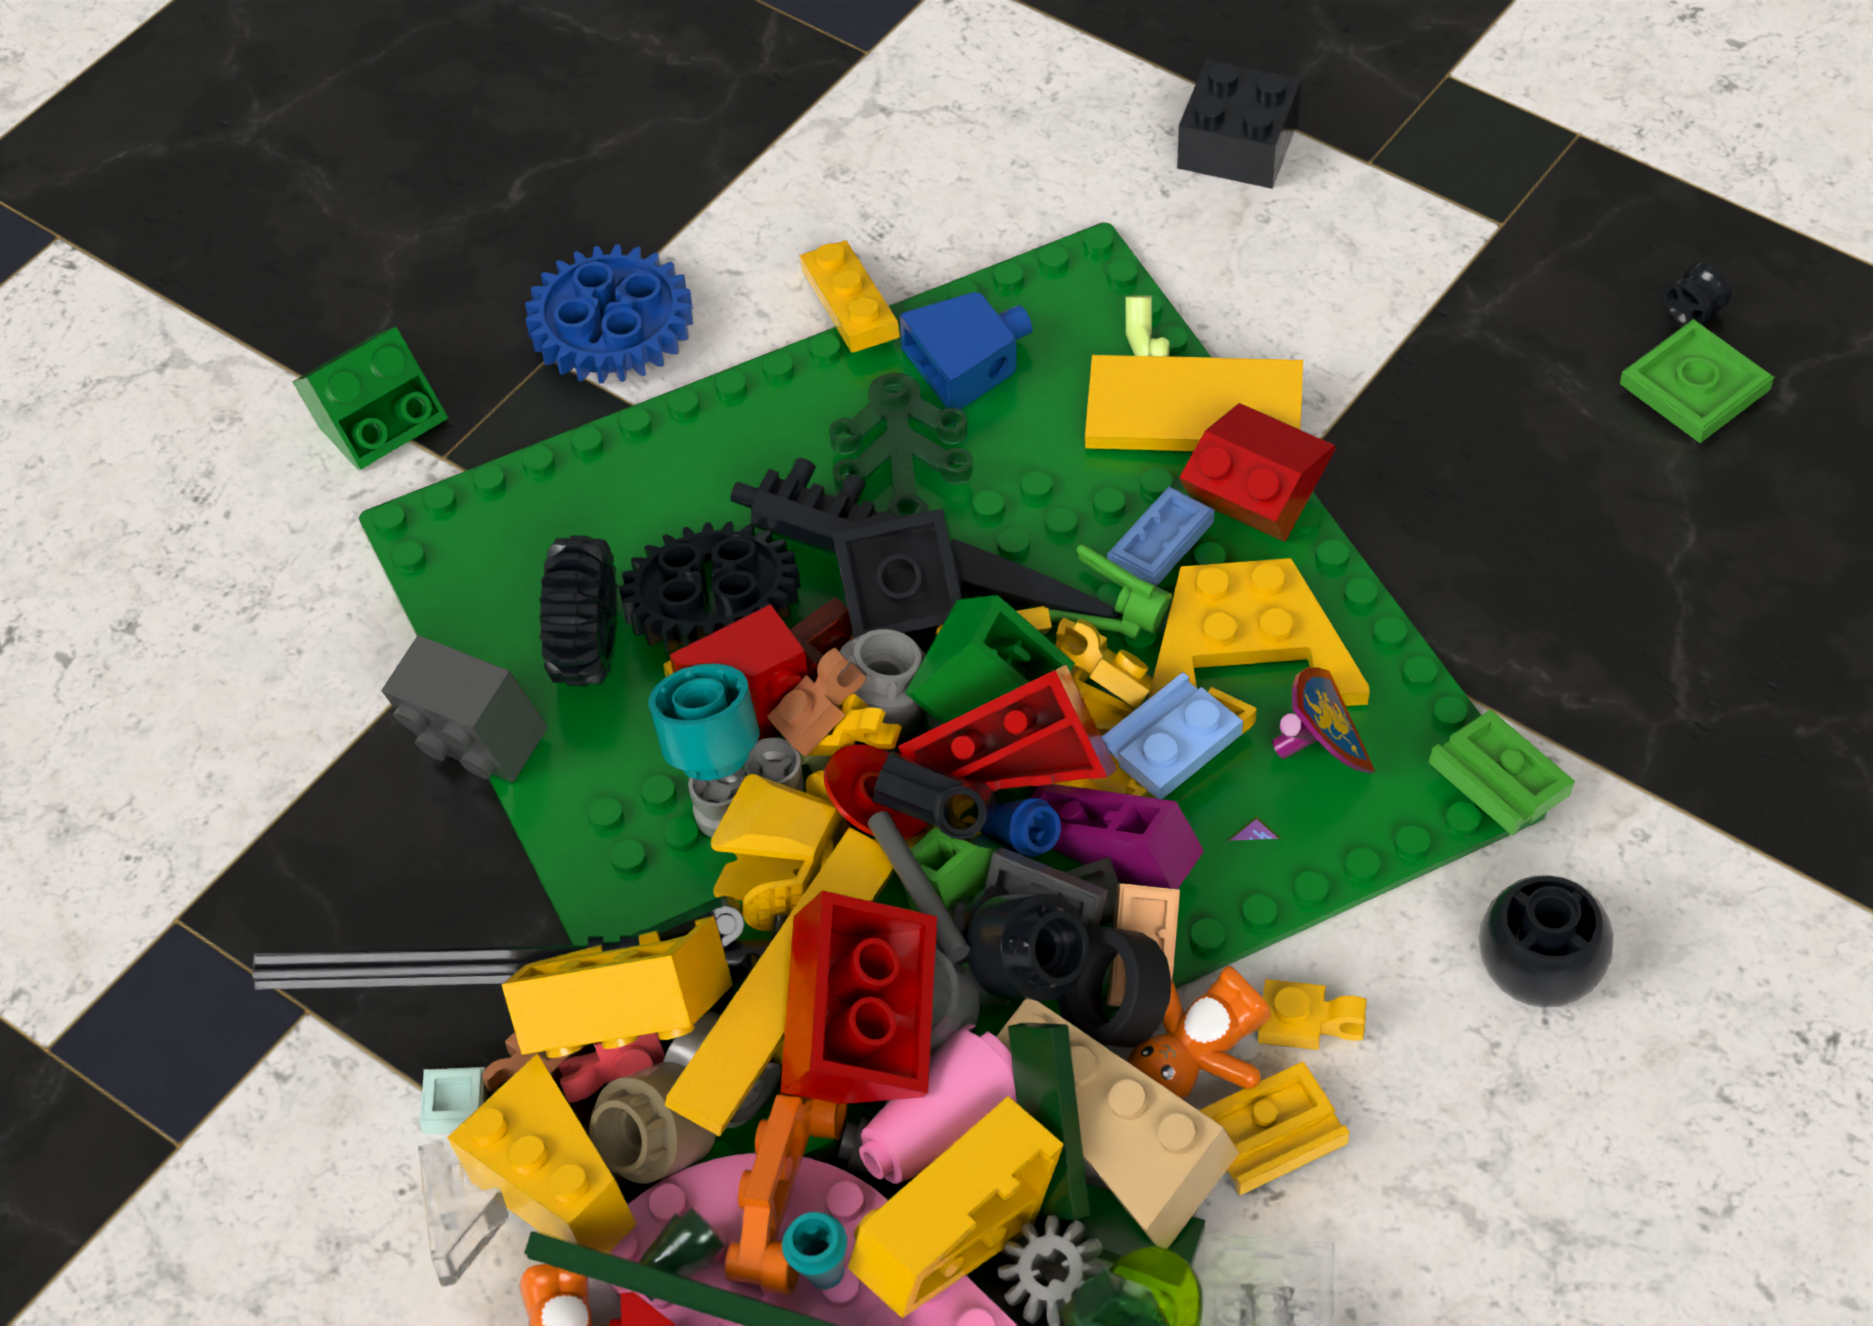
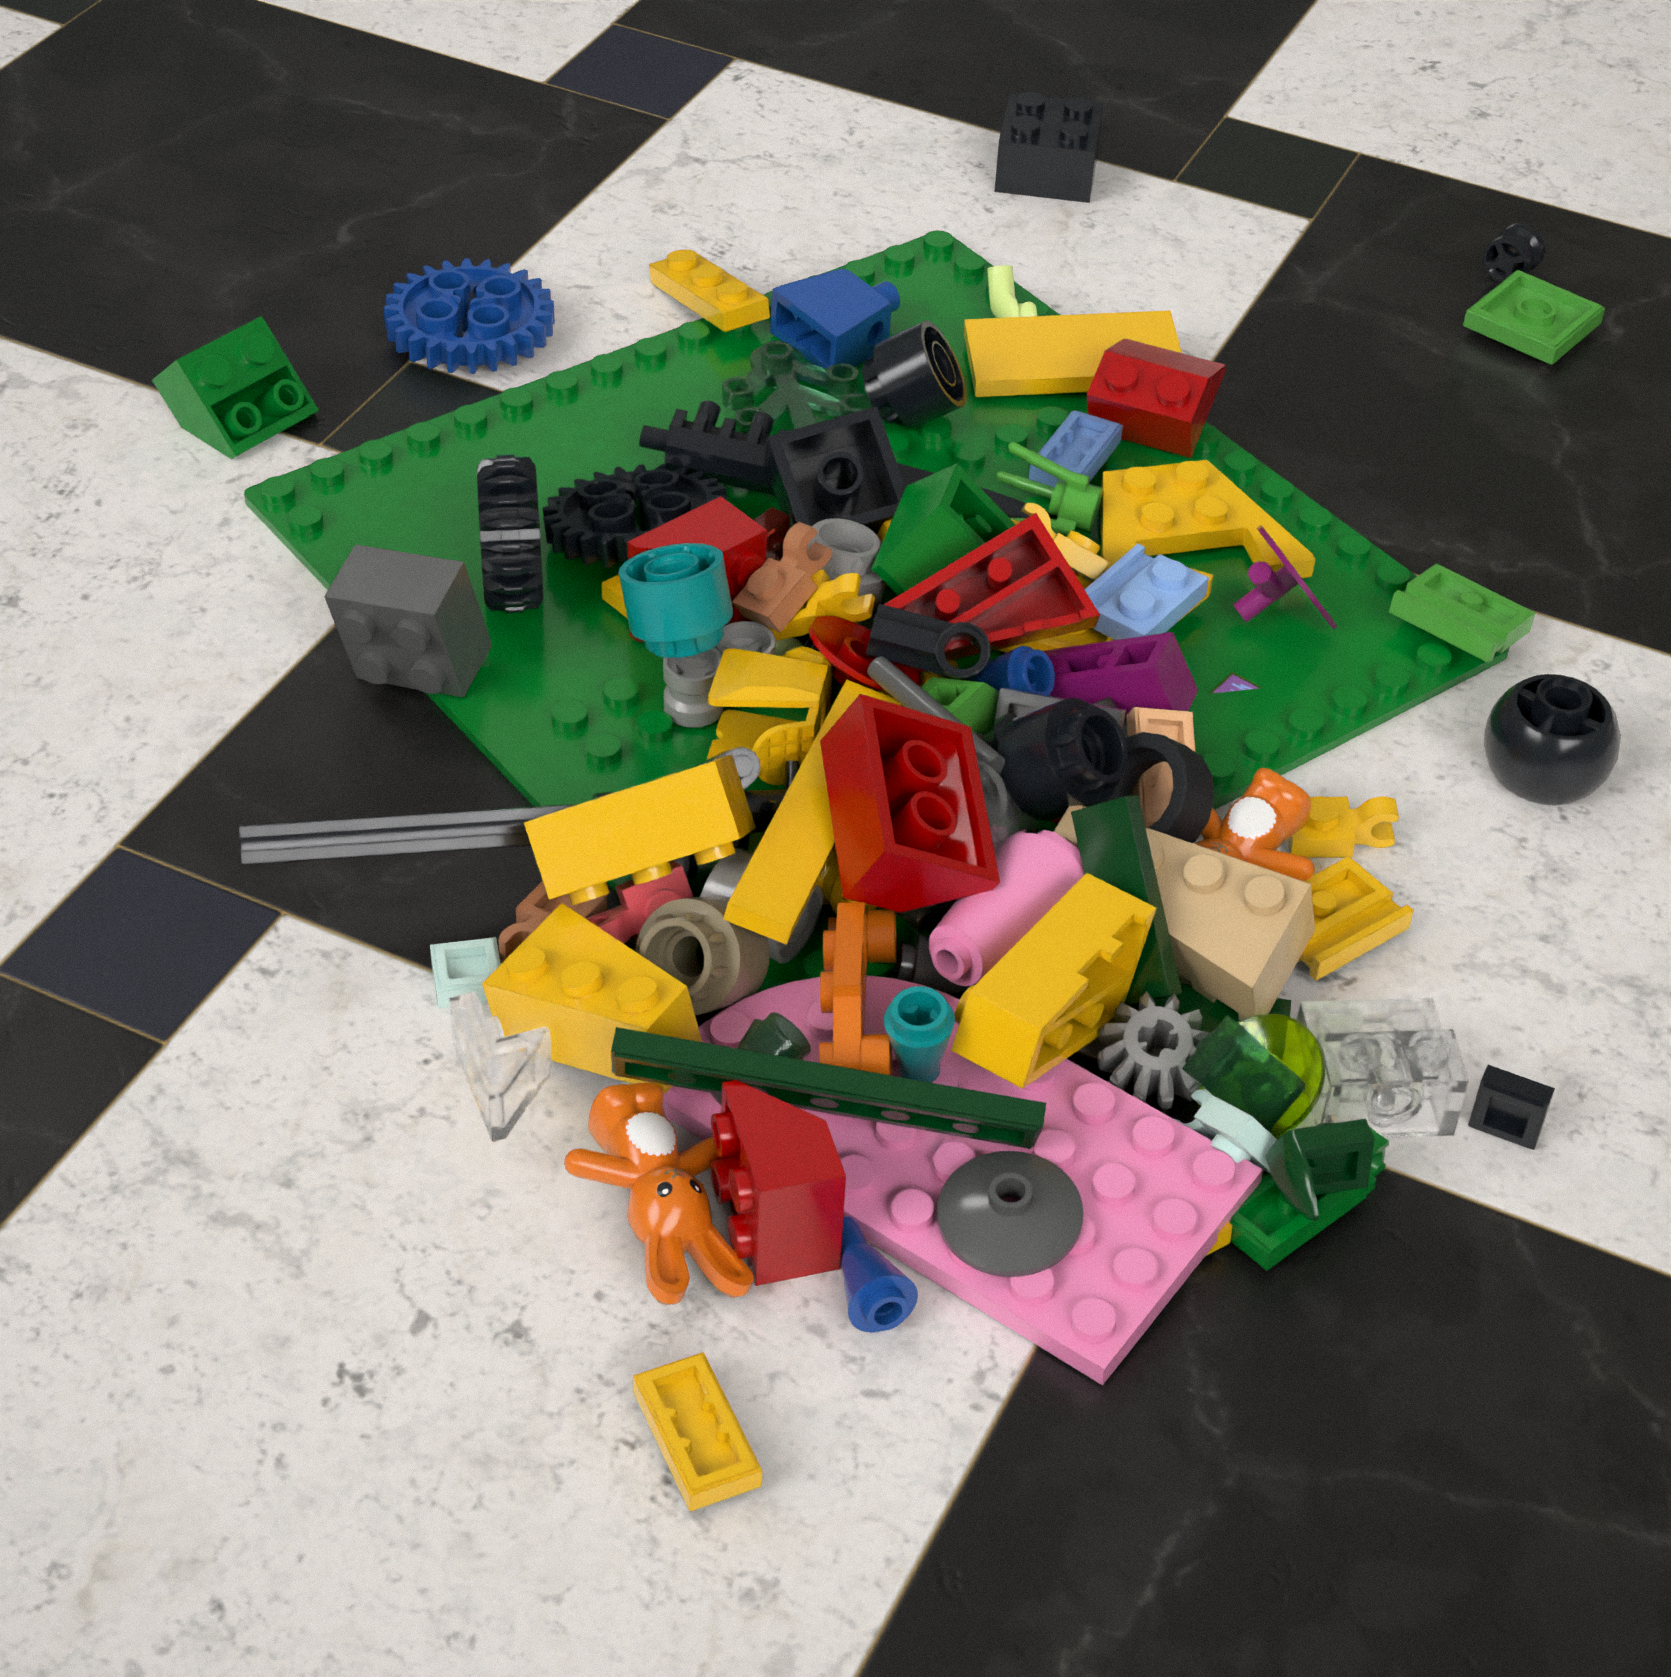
camera: 15 degrees left, 10 degrees down
(1017, 438) = (914, 377): none -> black piece

